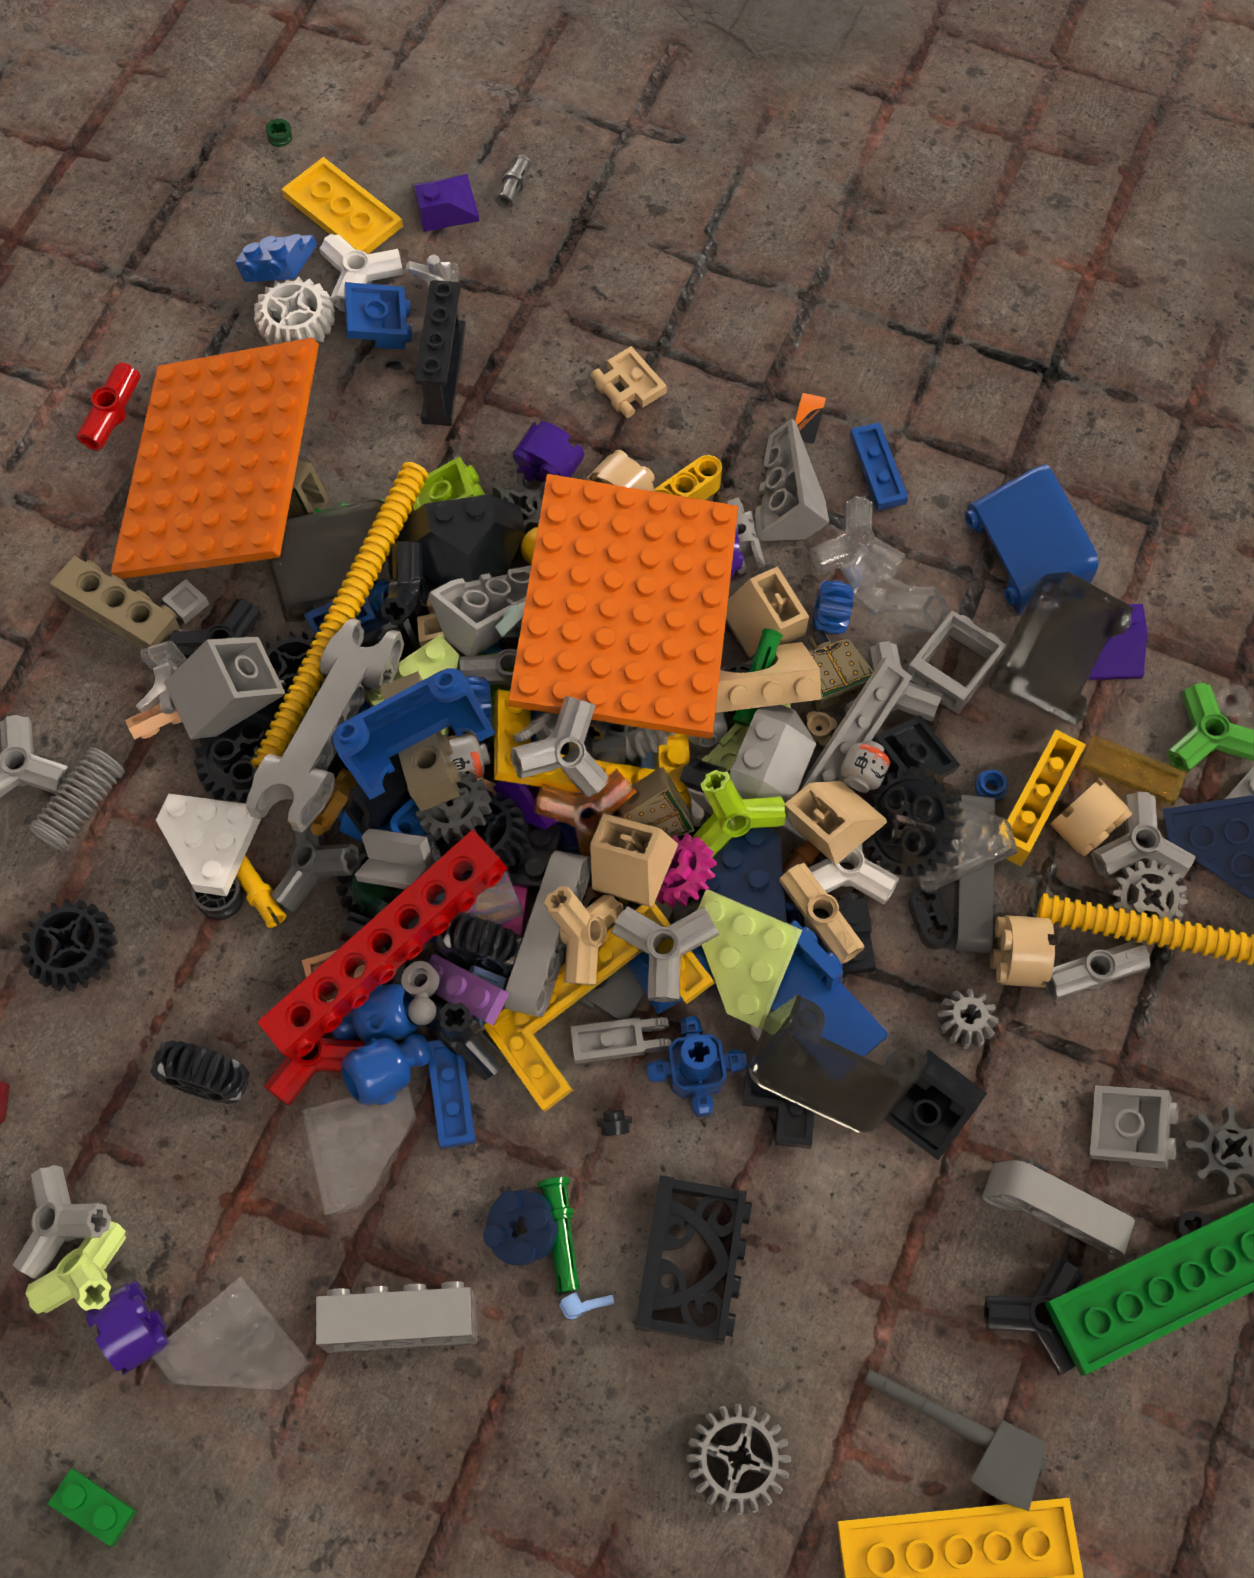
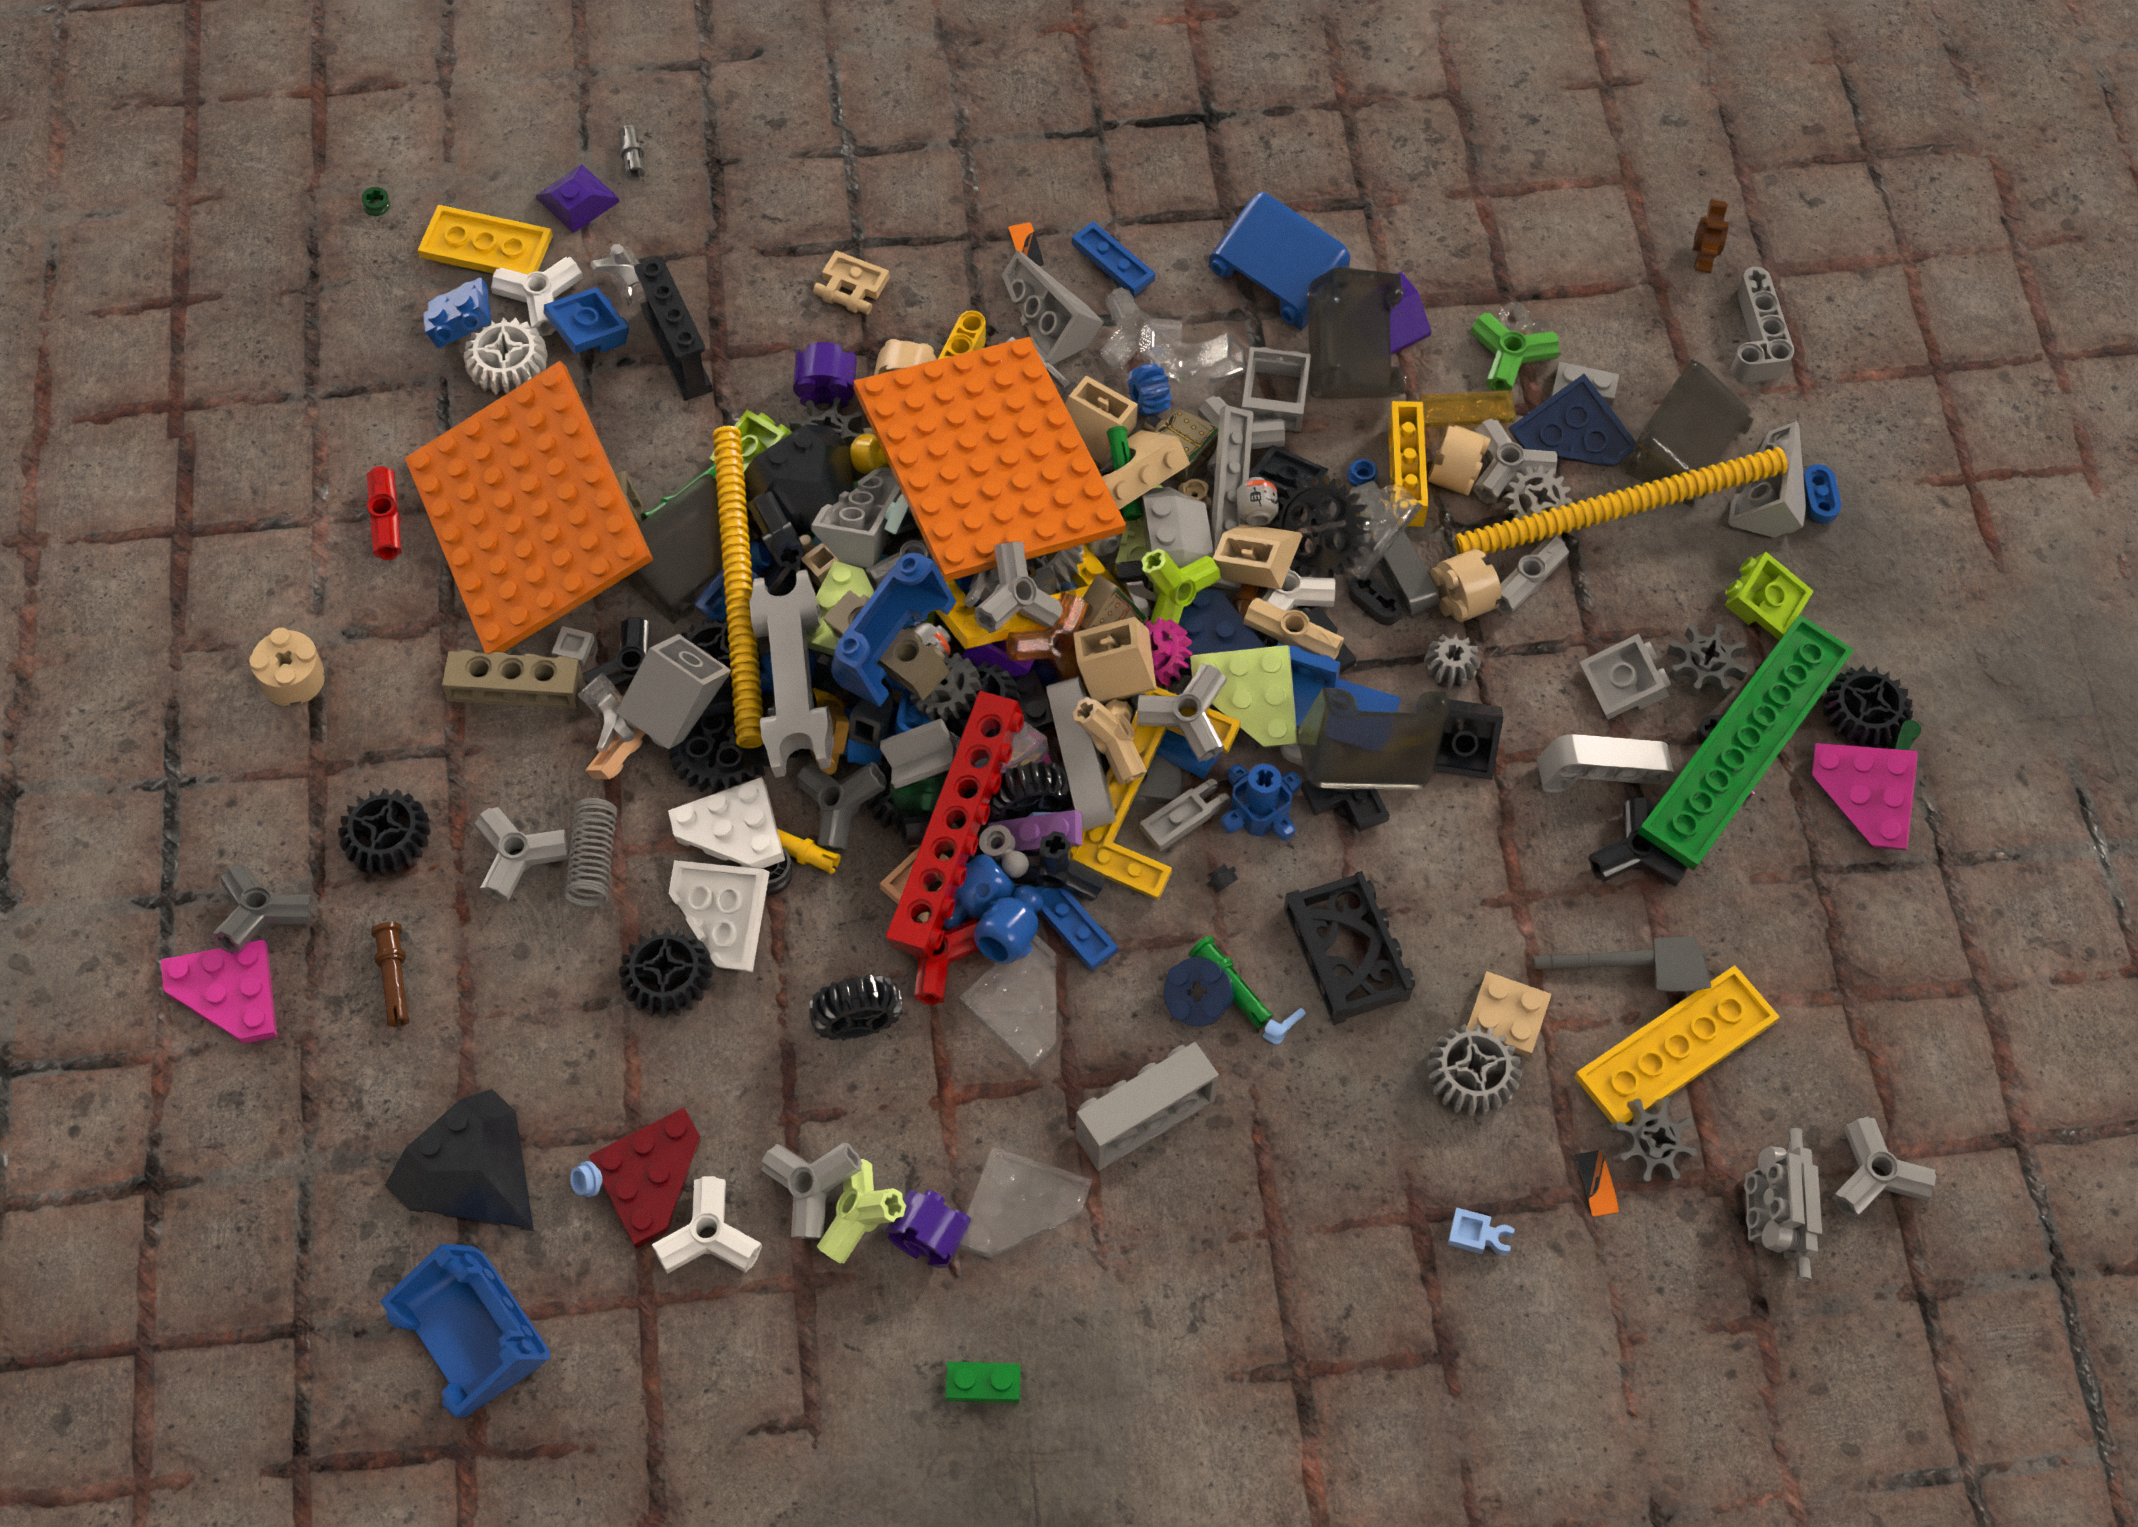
camera: 30 degrees left, 5 degrees down
(153, 912) = (722, 909): none -> white plate
(810, 1416) = (1511, 1011): none -> tan plate

